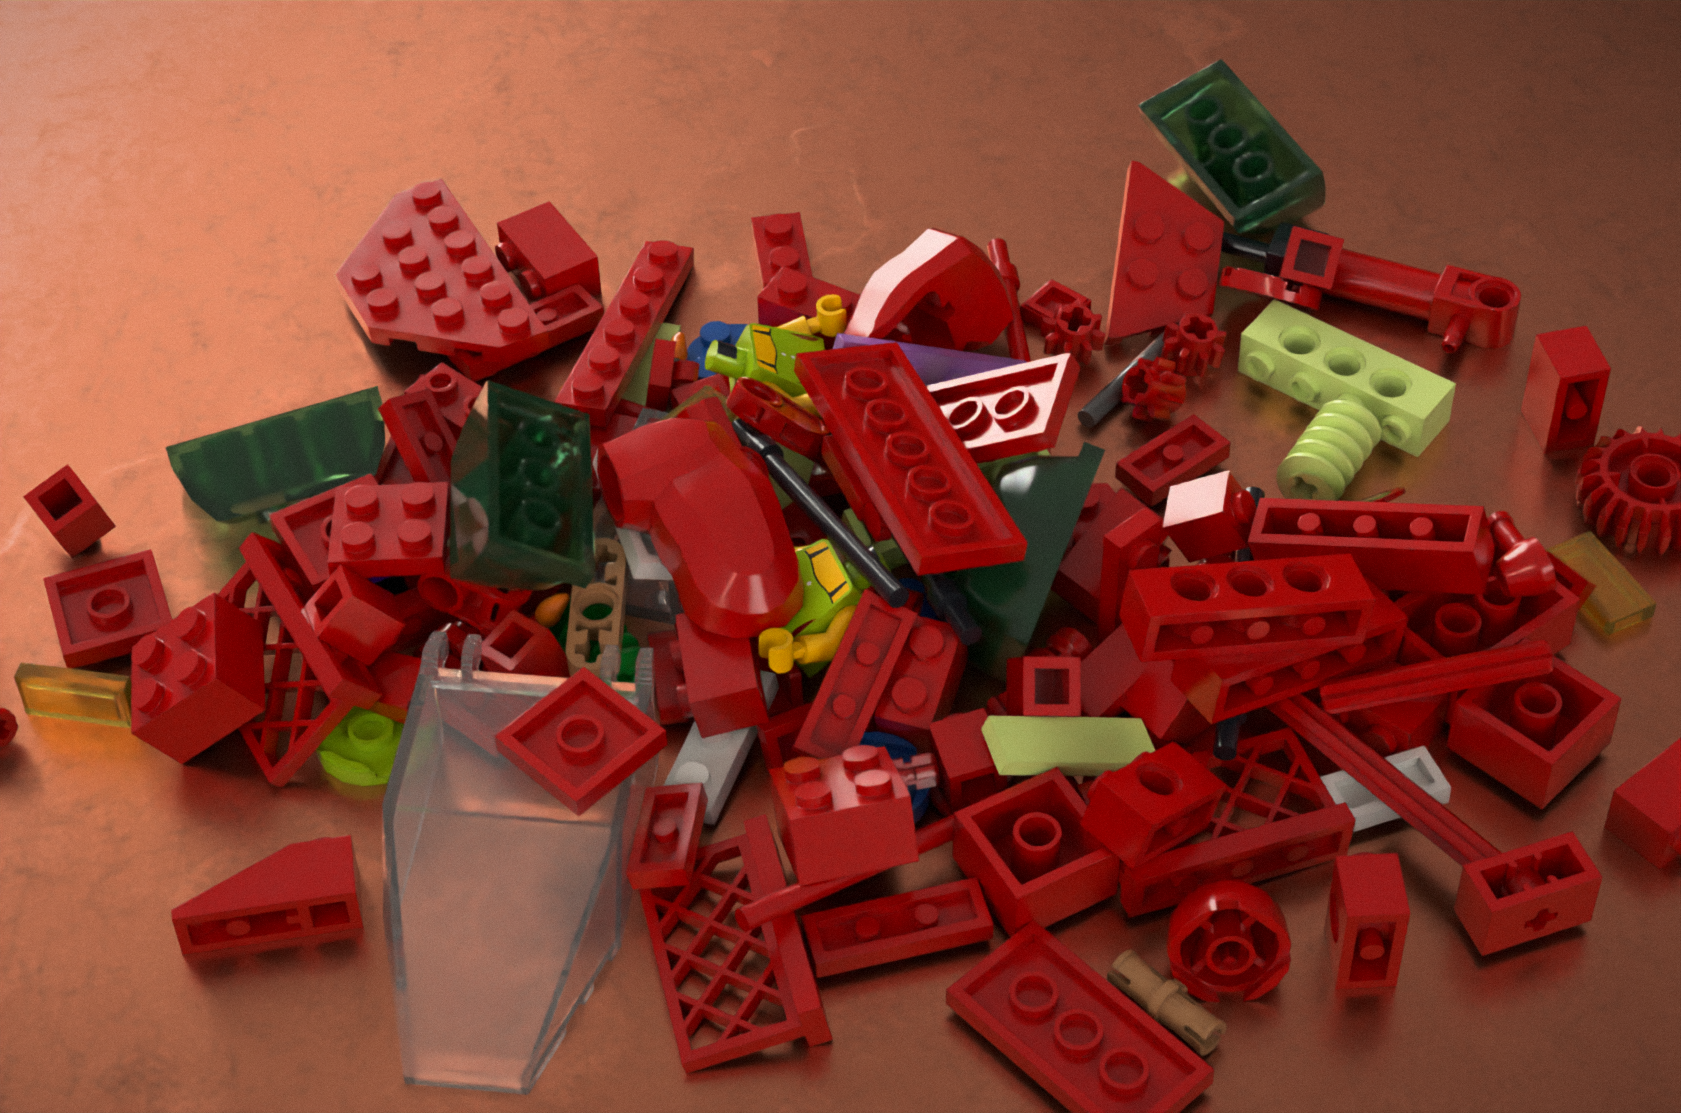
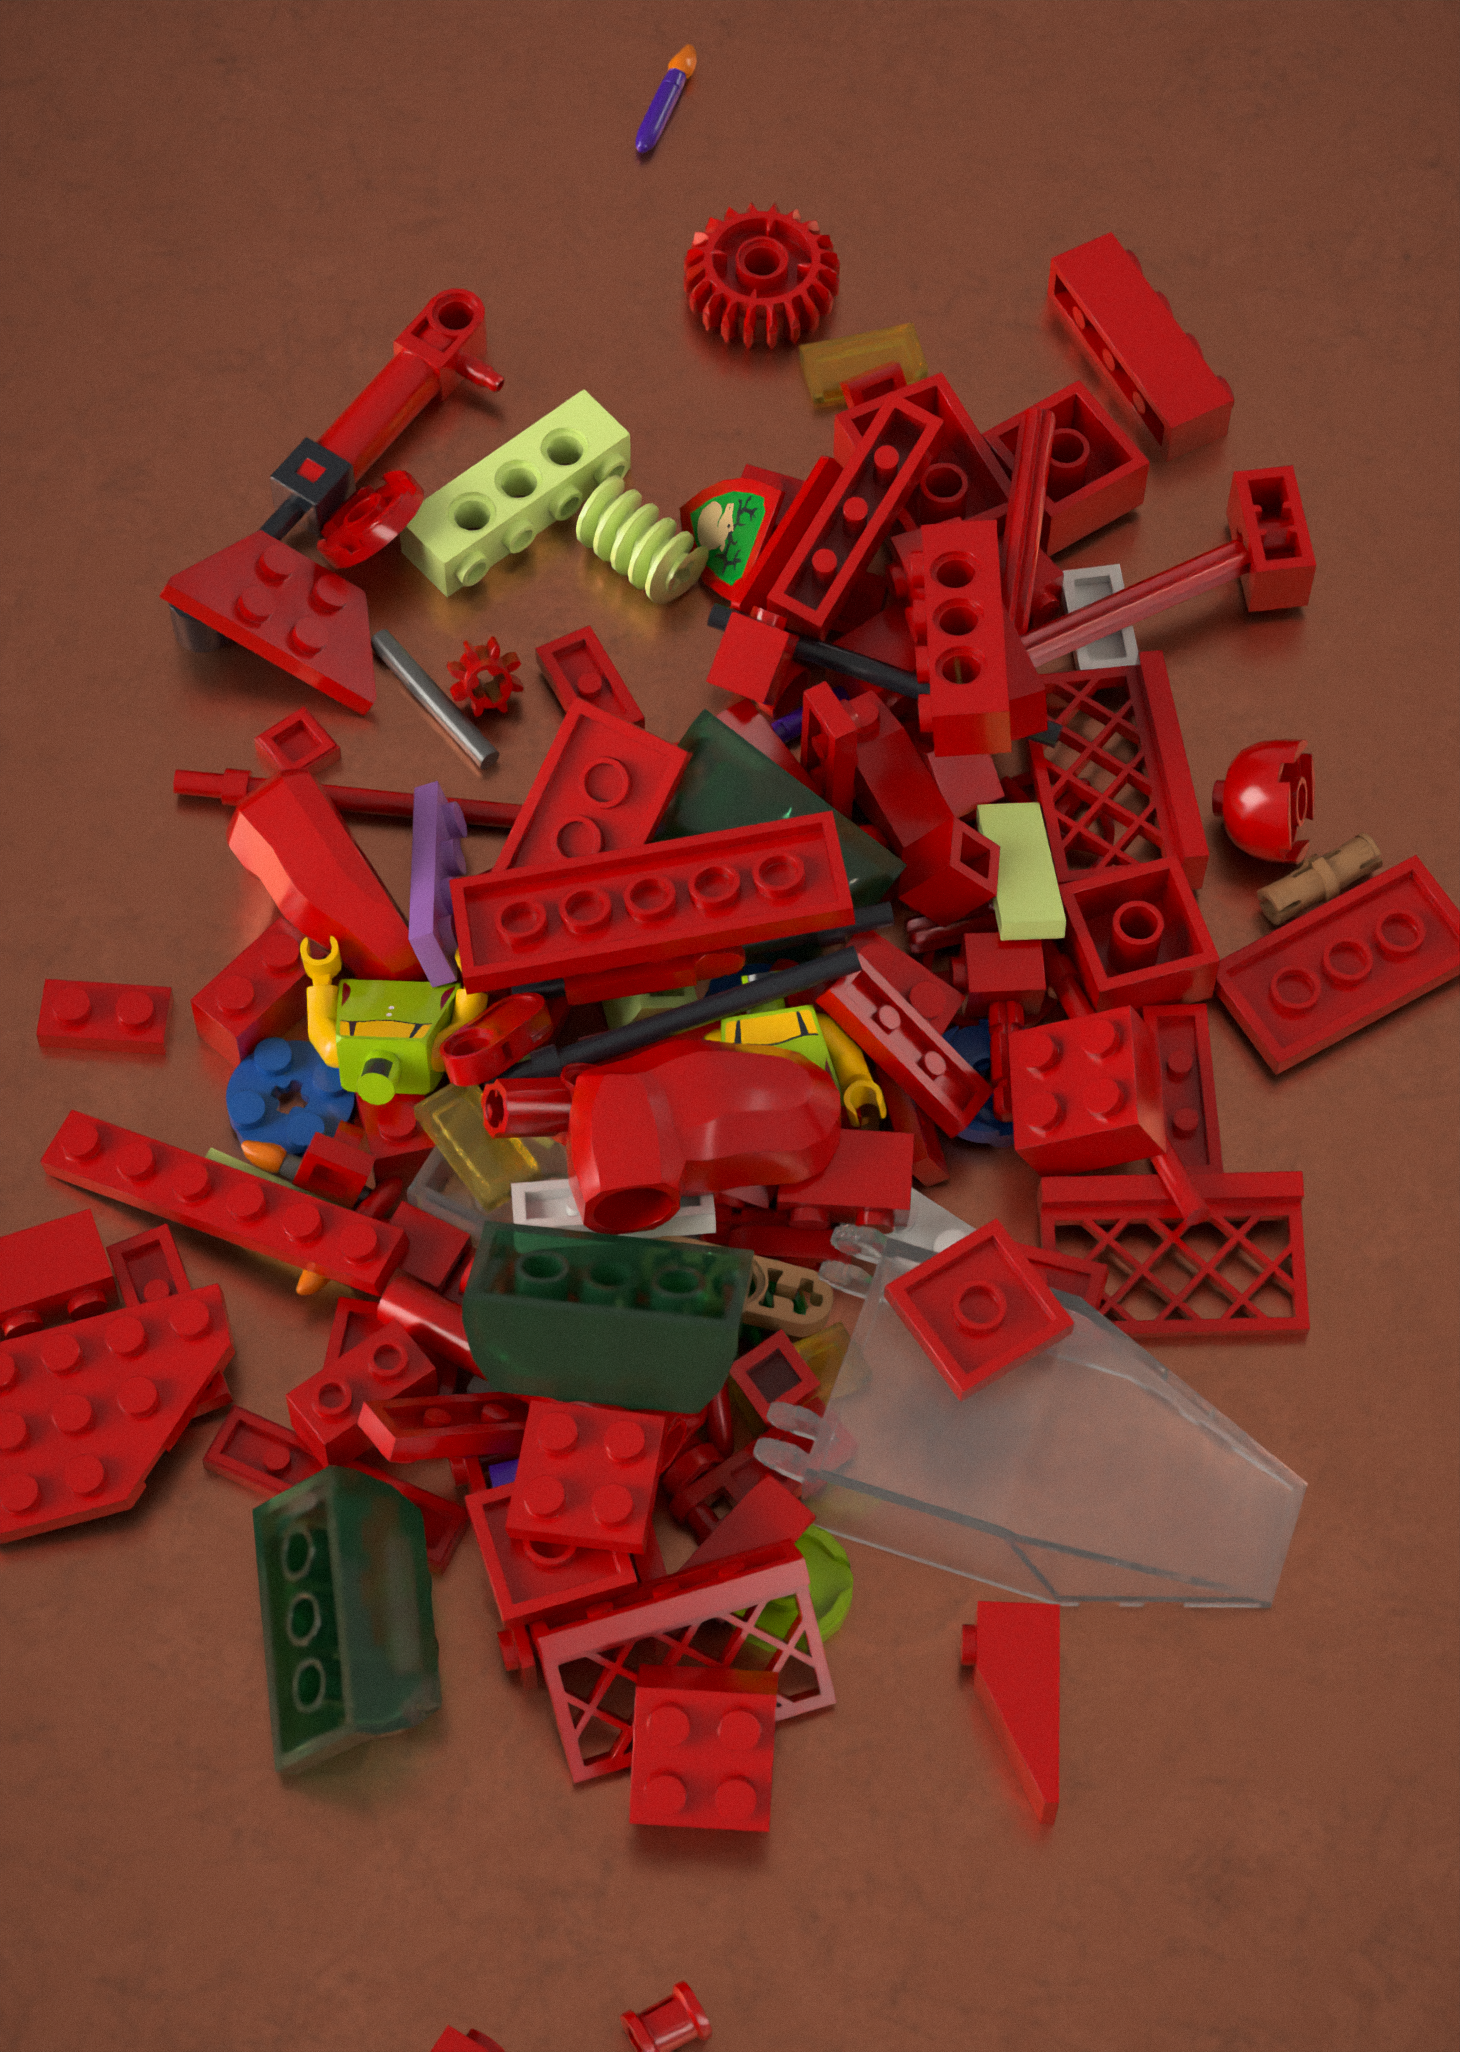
camera: 80 degrees left, 15 degrees up
(69, 511) = (362, 1890): red brick -> none
(75, 694) = (662, 1907): clear yellow tile -> none
(106, 607) = (519, 1863): red plate -> none
(355, 615) = (694, 1540): red brick -> none
(1073, 331) = (368, 734): red gear -> none
(1152, 804) = (1137, 808): red brick -> none
(1193, 344) = (422, 621): red gear -> none
(1235, 150) = (143, 485): clear green windscreen -> none
(1311, 258) = (378, 457): red brick -> none
(1366, 920) = (1284, 675): red brick -> none
(1525, 565) = (916, 385): red bar -> none
(1565, 389) = (618, 295): red brick -> none

